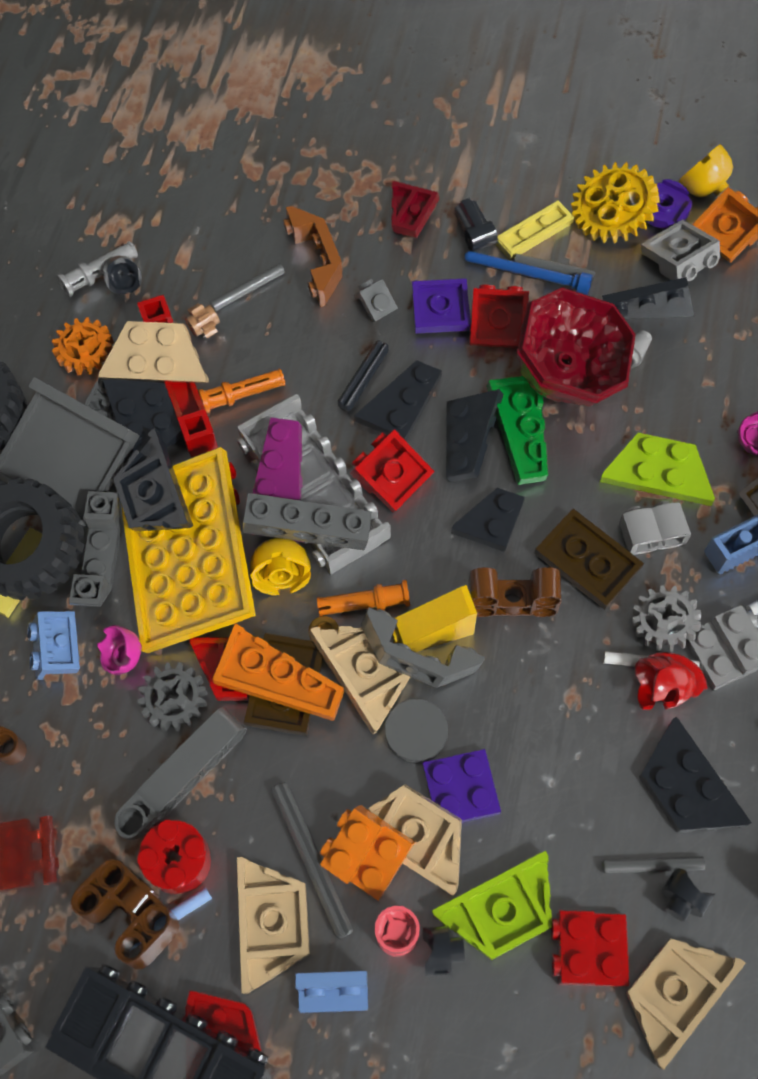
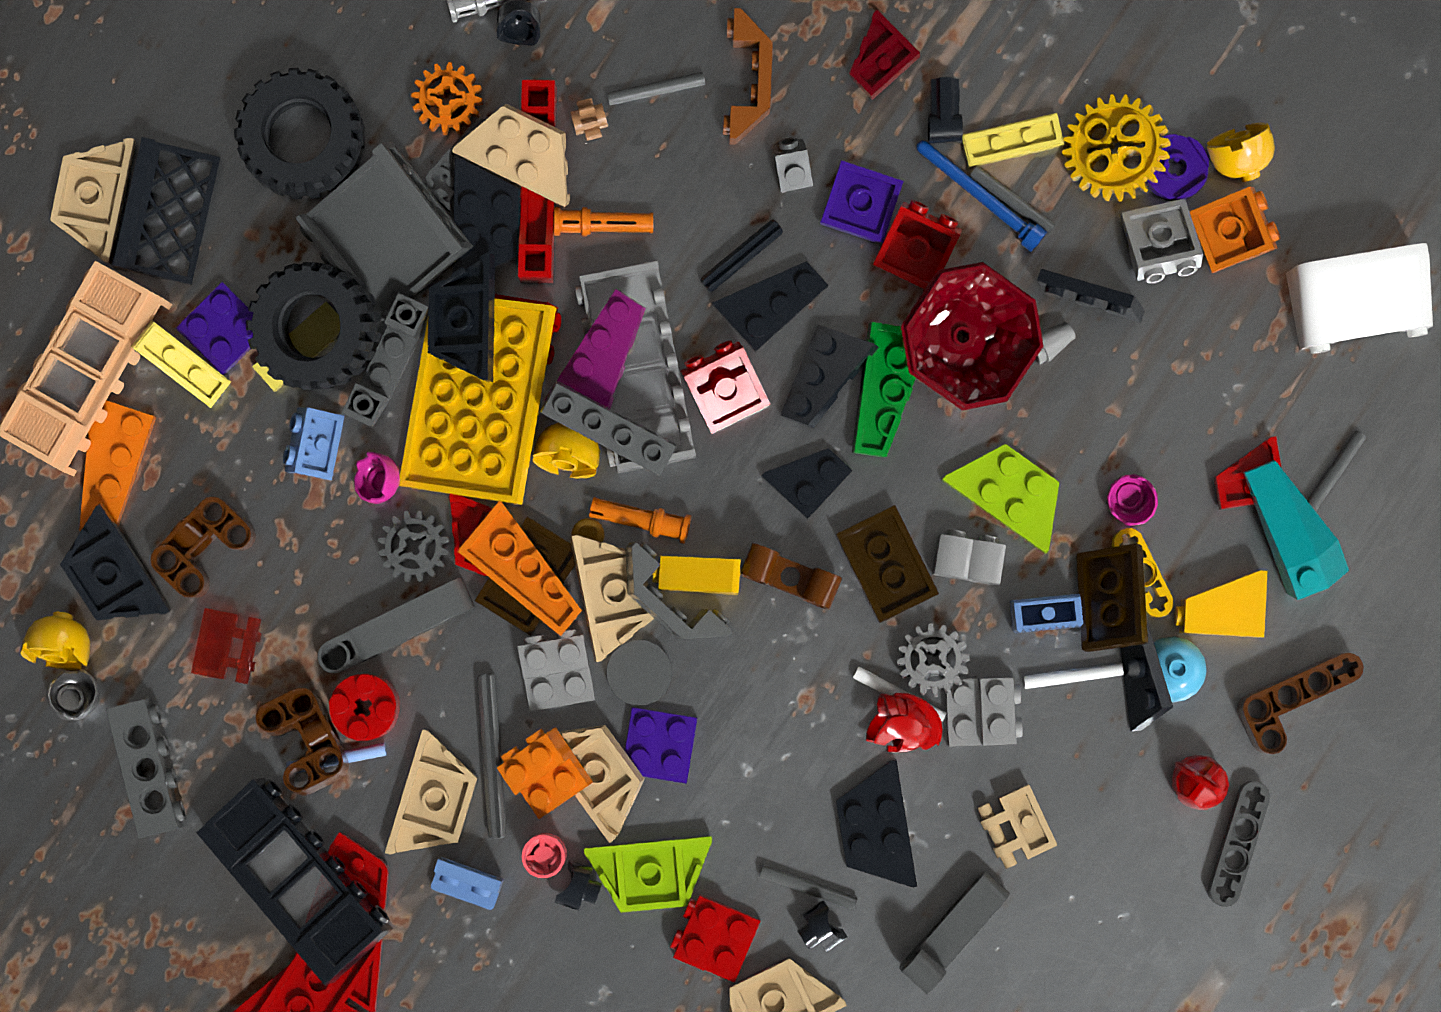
camera: 15 degrees right, 20 degrees up
(341, 757) = (556, 671): none -> light grey plate

